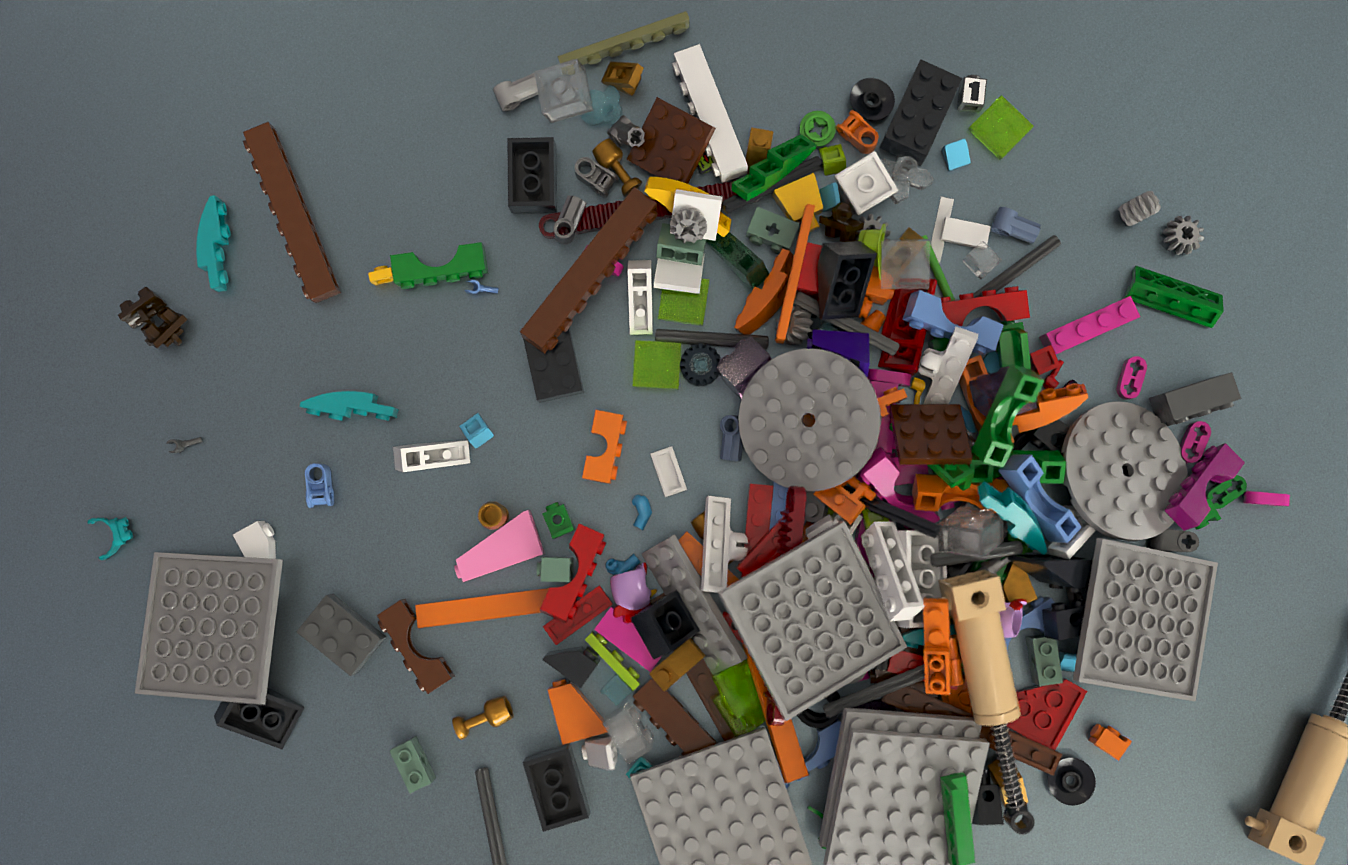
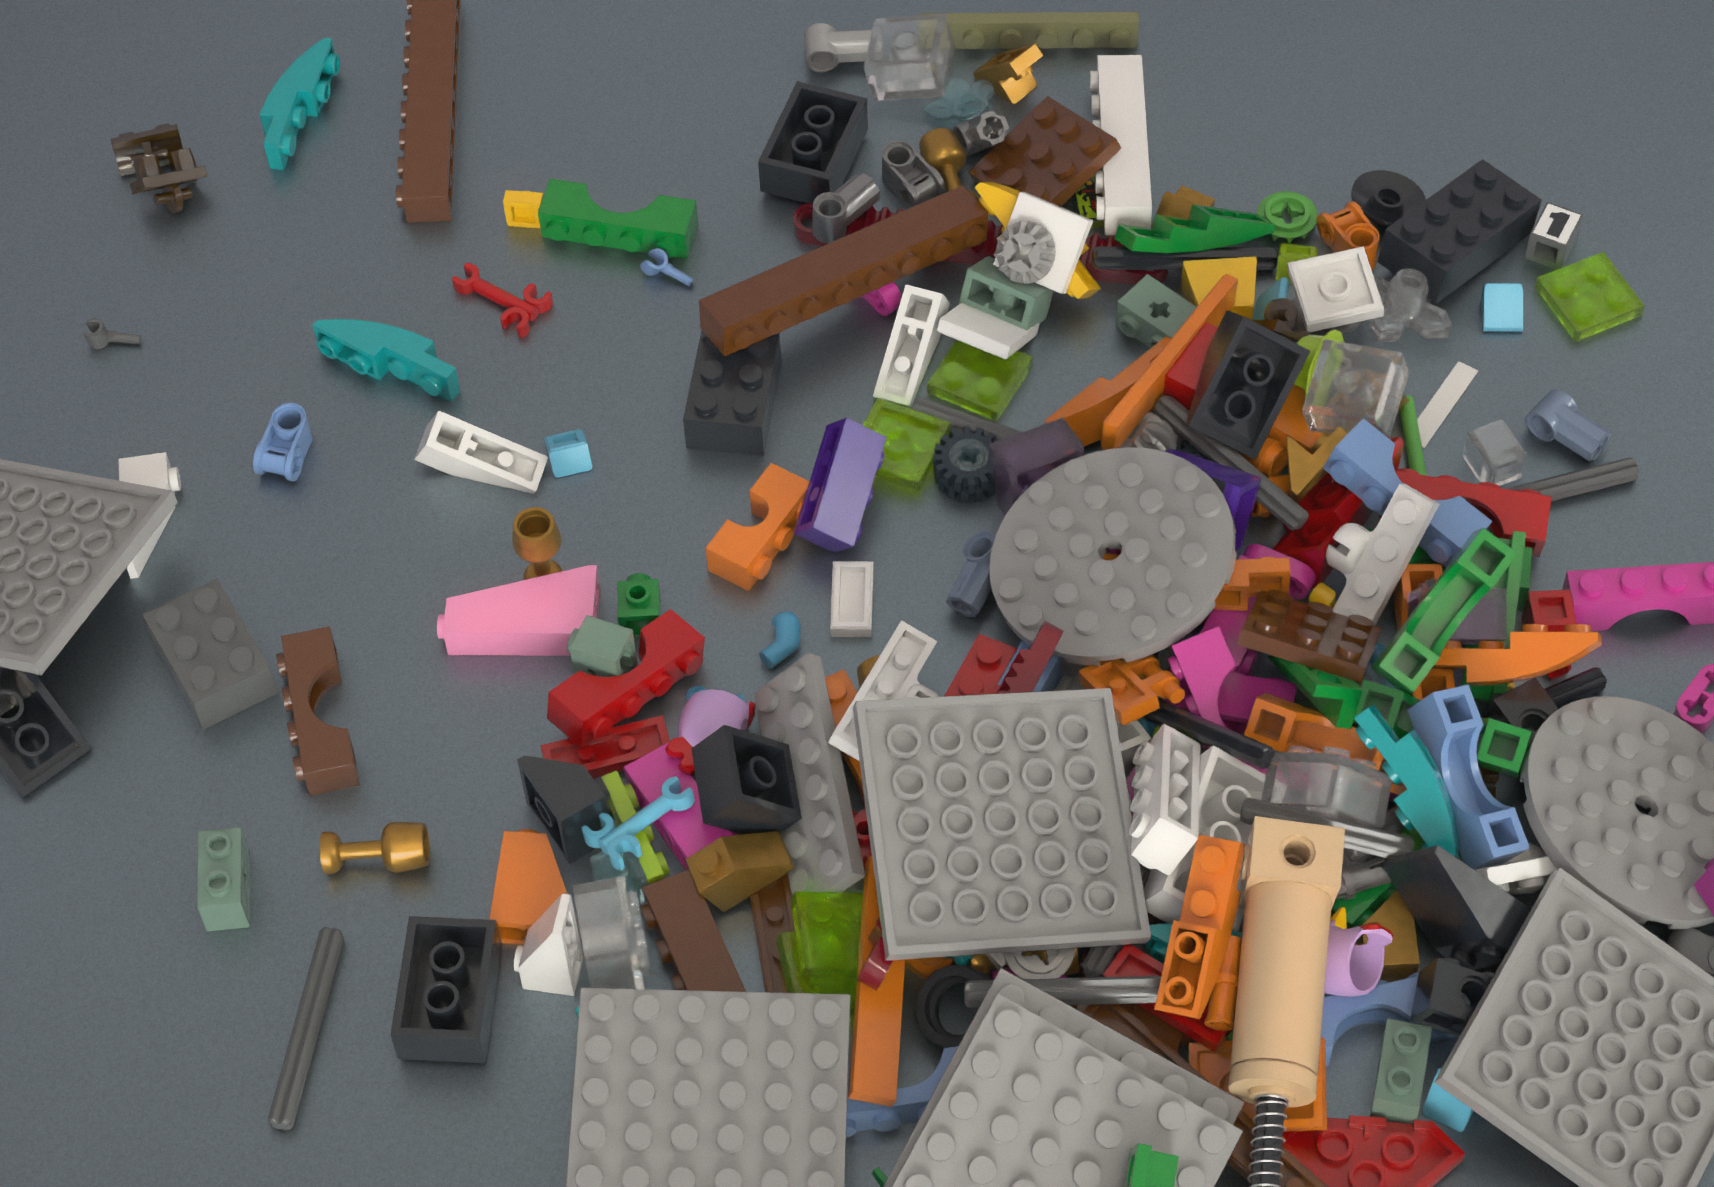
camera: 20 degrees right, 30 degrees down
(411, 343) = (517, 309): none -> red bar
(480, 608) = (446, 695): orange tile -> none
(609, 679) = (621, 839): none -> medium azure bar
(639, 412) = (840, 485): none -> brick
(740, 259) = (1091, 337): clear green slope -> none
(891, 315) = (1307, 469): none -> pearl gold slope
(964, 232) = (1472, 410): white tile -> none

